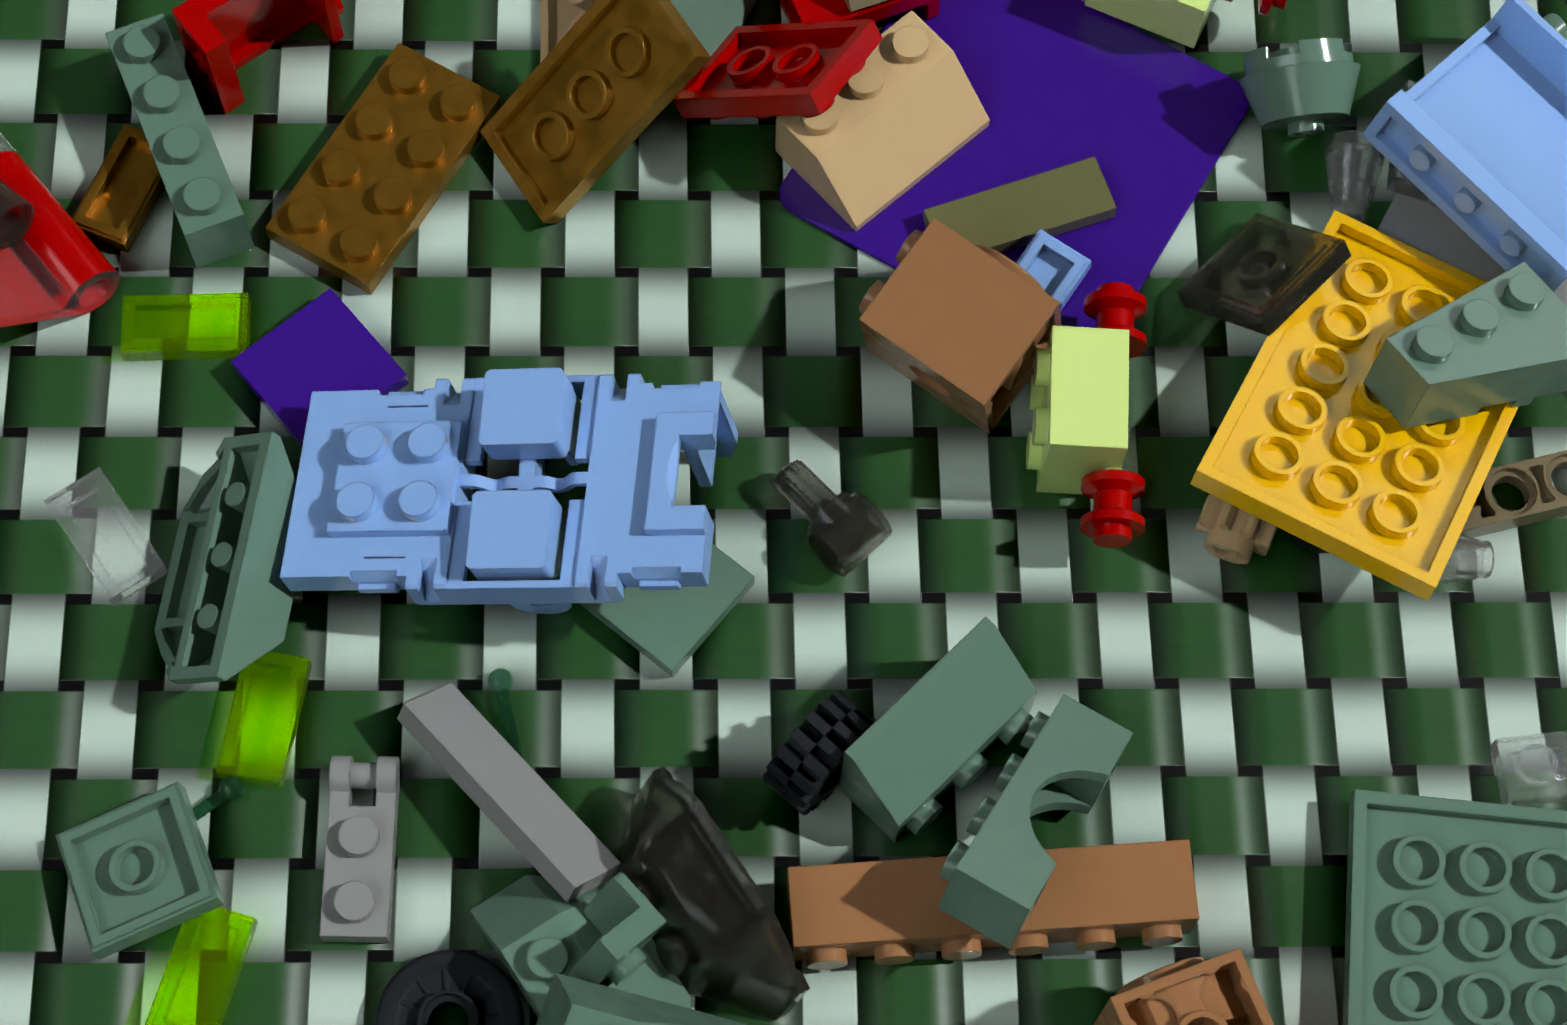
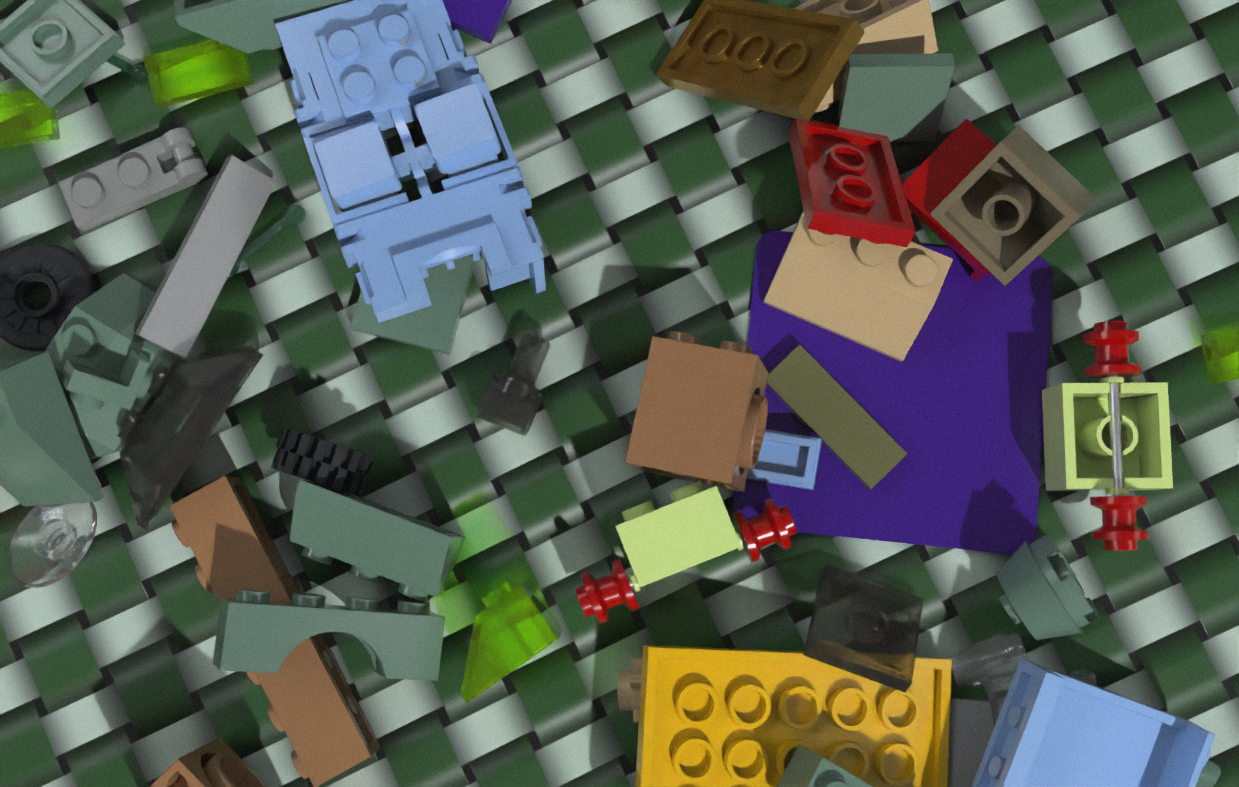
camera: 70 degrees right, 15 degrees up
(1116, 633) = (506, 635): none -> clear neon green slope

